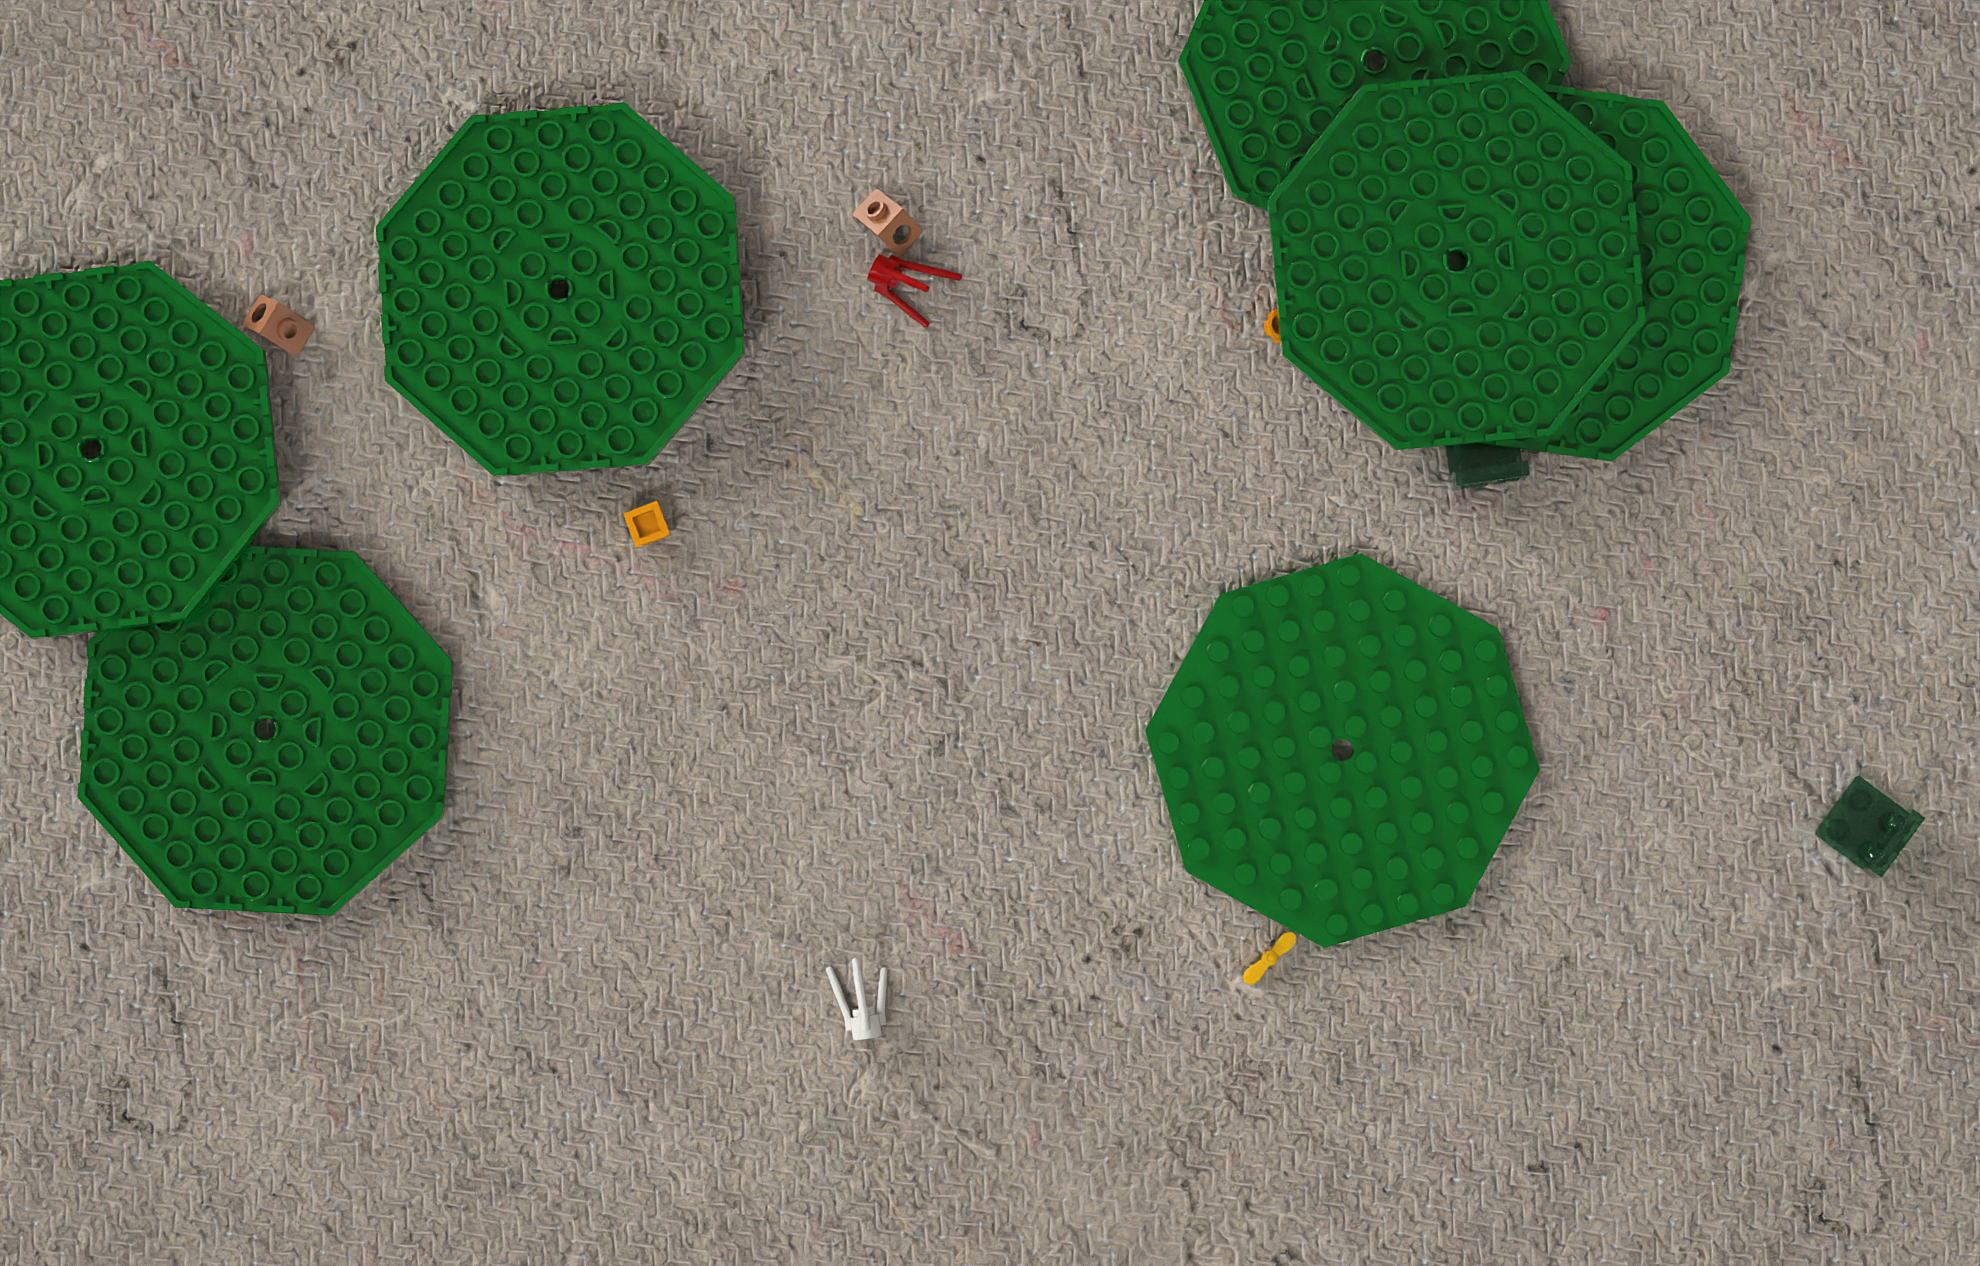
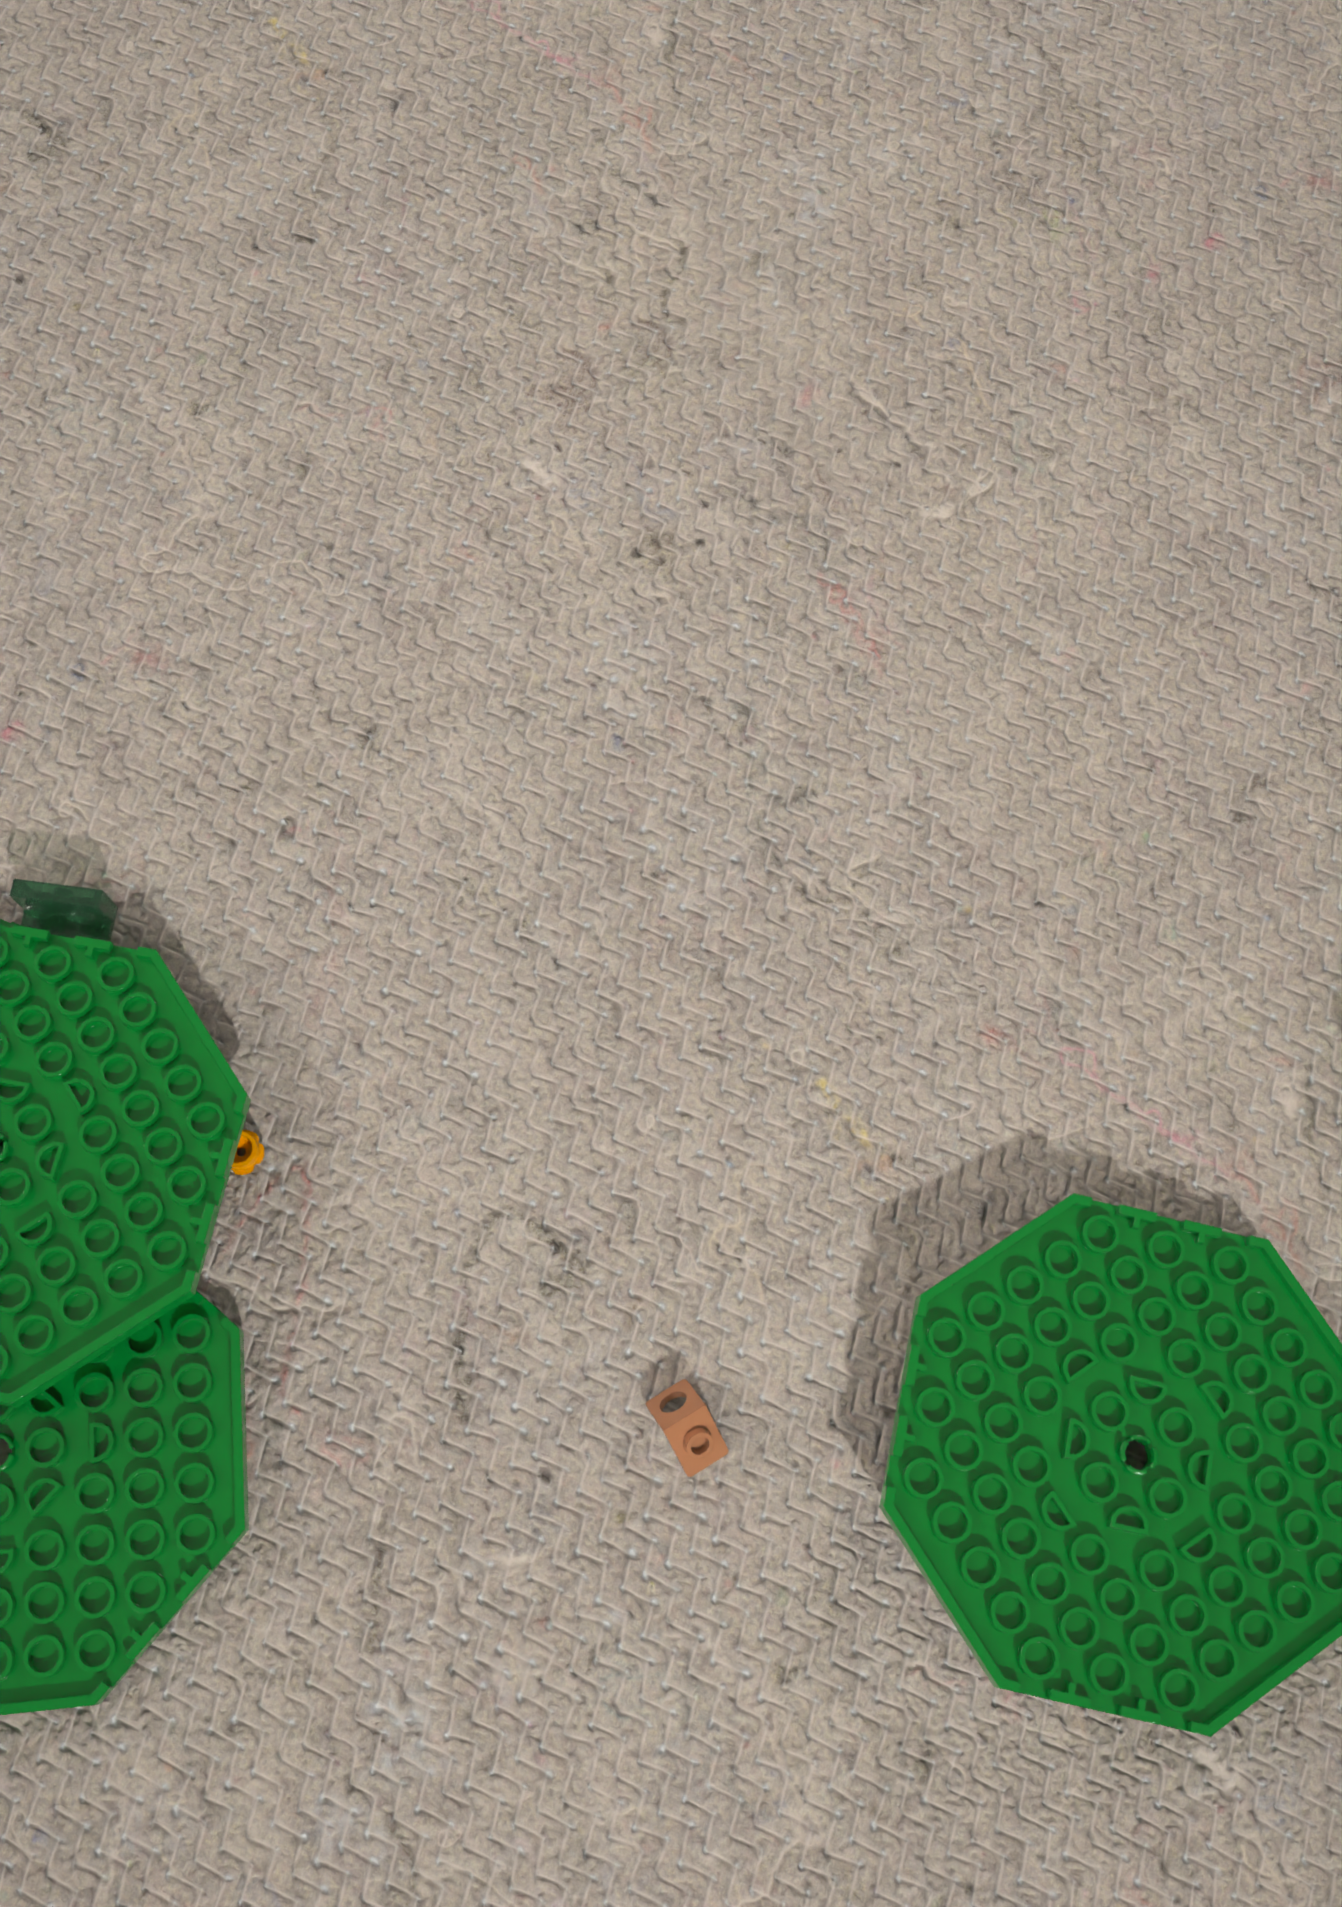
camera: 165 degrees left, 15 degrees down
(647, 524) = (1083, 1132): light orange plate -> none
(865, 1021) = (958, 541): white plant -> none
(889, 273) = (705, 1355): red plant -> none
(1269, 958) = (504, 488): yellow piece -> none
(1430, 768) = (368, 768): green plate -> none

